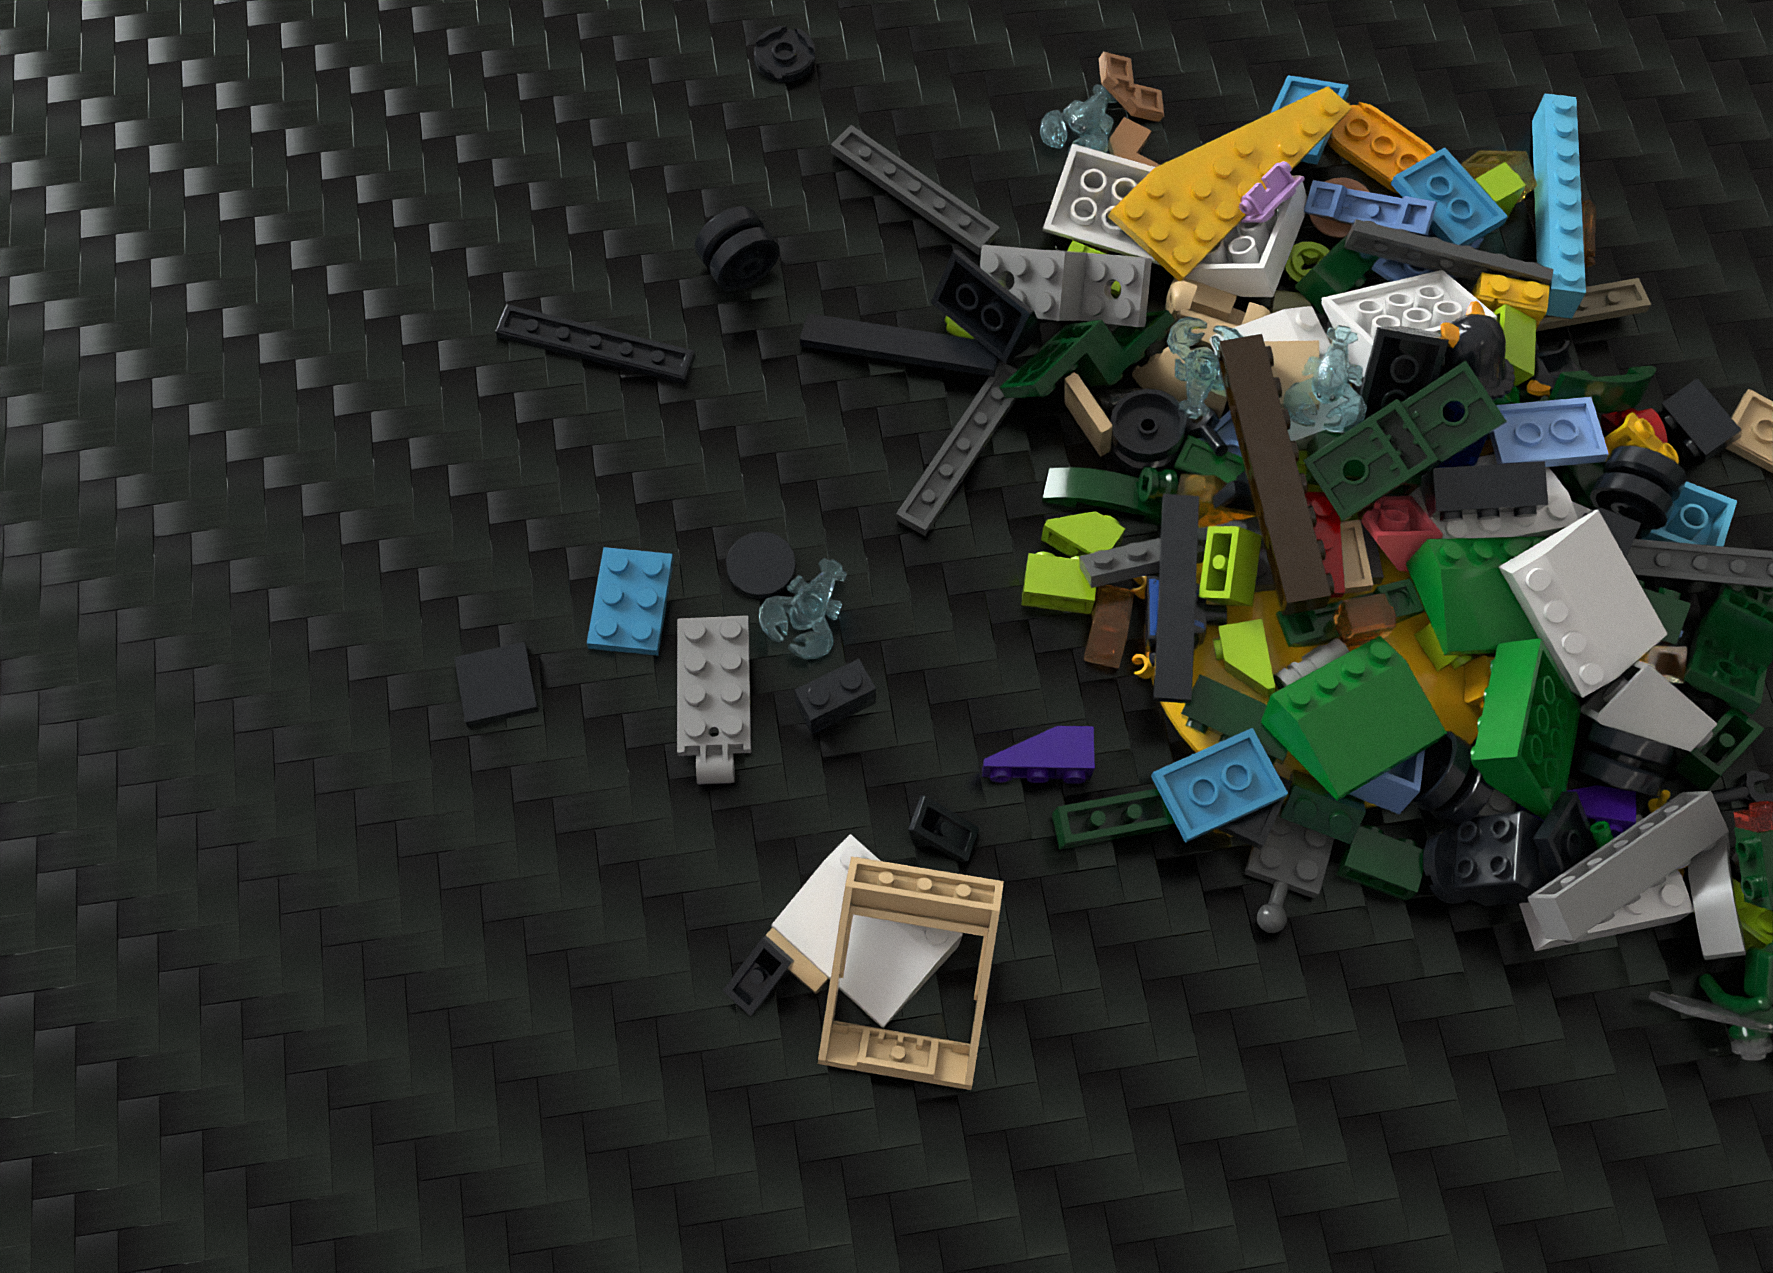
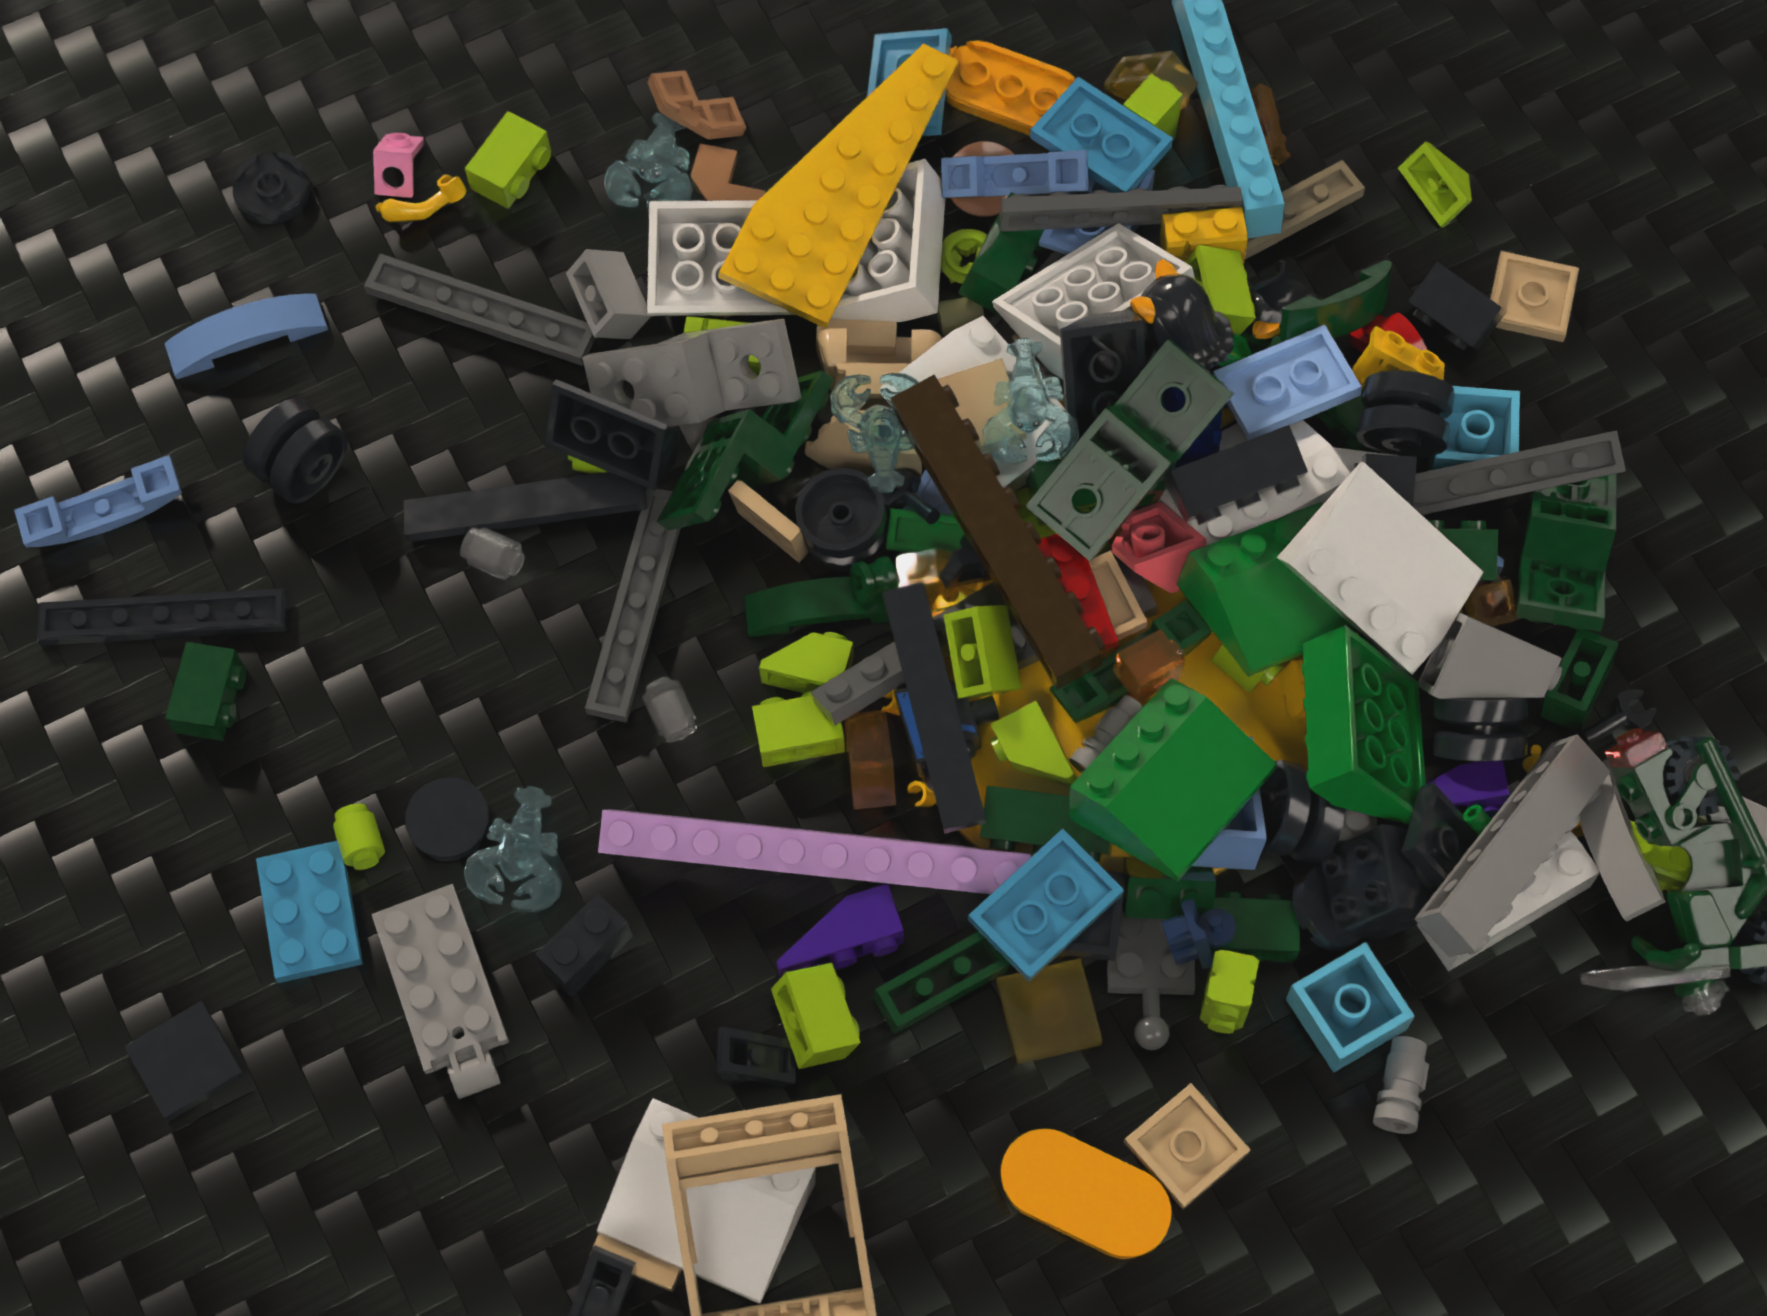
camera: 15 degrees left, 0 degrees up
(576, 250) = (101, 509): none -> medium blue slope
(608, 408) = (205, 691): none -> dark green brick
(687, 555) = (358, 836): none -> lime brick
(729, 148) = (243, 327): none -> medium blue slope
(862, 373) = (492, 553): none -> clear brick
(874, 98) = (396, 211): none -> yellow piece
(890, 54) = (396, 151): none -> bright pink bracket
(962, 536) = (669, 709): none -> clear brick
(972, 85) = (508, 160): none -> lime brick
(1002, 812) = (816, 1015): none -> lime brick
(1017, 206) = (608, 294): none -> light grey brick
(1038, 681) = (807, 851): none -> lavender brick
(1177, 1031) = (1085, 1193): none -> light orange tile
(1192, 873) = (1049, 1012): none -> clear yellow tile
(1260, 203) = (889, 209): lavender hinge -> none
(1272, 1020) = (1186, 1146): none -> tan tile
(1332, 851) = (1191, 936): none -> dark blue hips
(1348, 905) = (1228, 991): none -> lime brick
(1445, 952) = (1349, 1007): none -> medium azure brick
(1471, 1029) = (1403, 1080): none -> light grey axle
(1710, 320) = (1437, 182): none -> lime slope

